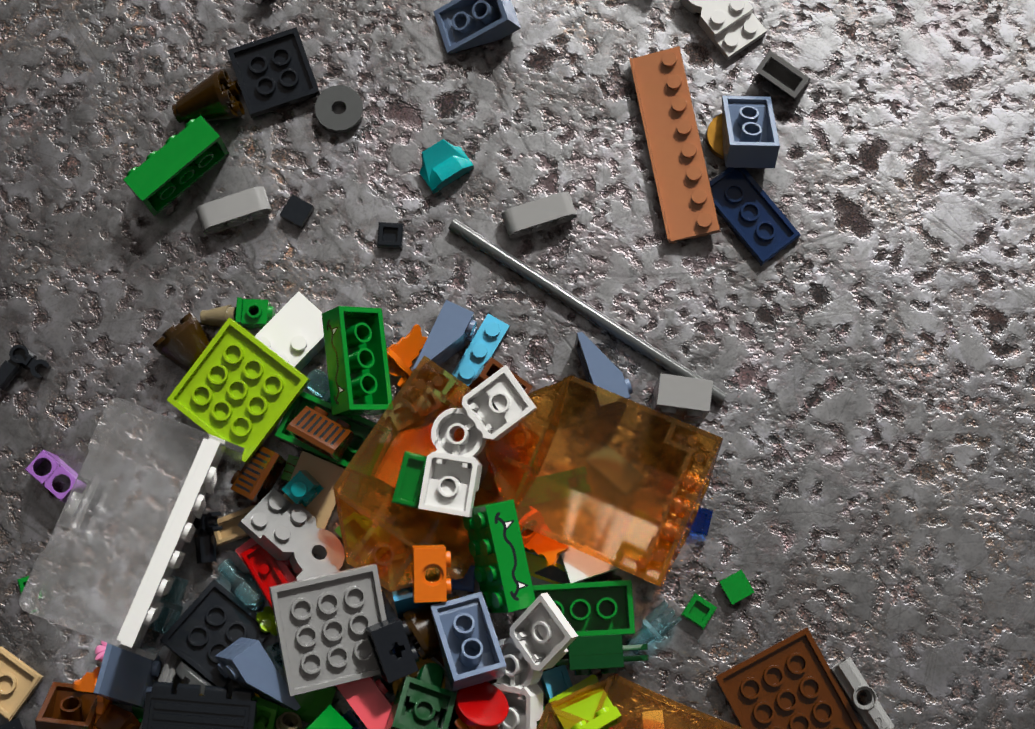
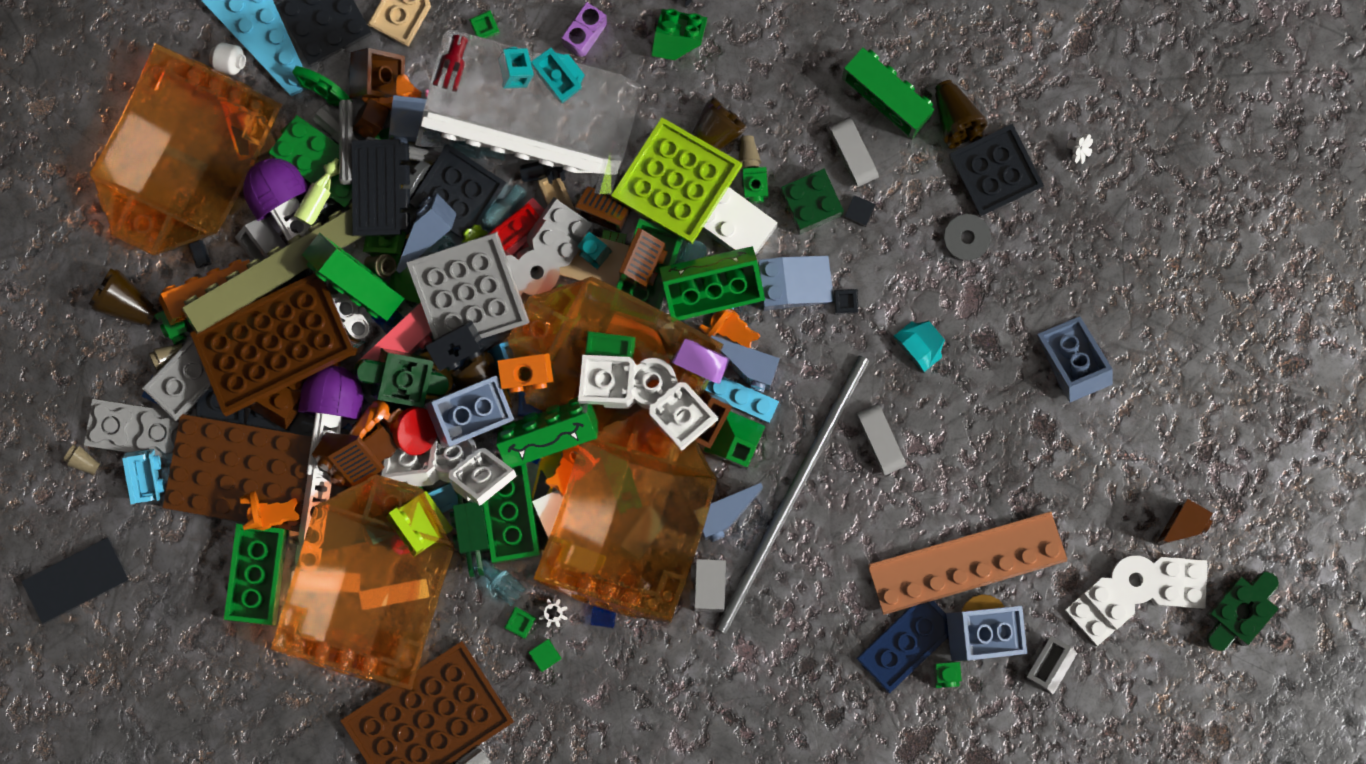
camera: 85 degrees right, 5 degrees up
(59, 599) = (452, 62): none -> dark red arm
(77, 524) = (515, 67): none -> teal brick
(78, 377) = (677, 34): none -> green slope
(94, 475) = (558, 74): none -> teal slope
(280, 256) = (811, 201): none -> dark green brick
(364, 279) = (795, 281): none -> slope
(441, 378) = (701, 361): none -> medium lavender piece
(527, 357) = (736, 440): none -> green slope
(699, 571) = (556, 619): none -> white gear
(786, 175) = (947, 674): none -> green brick

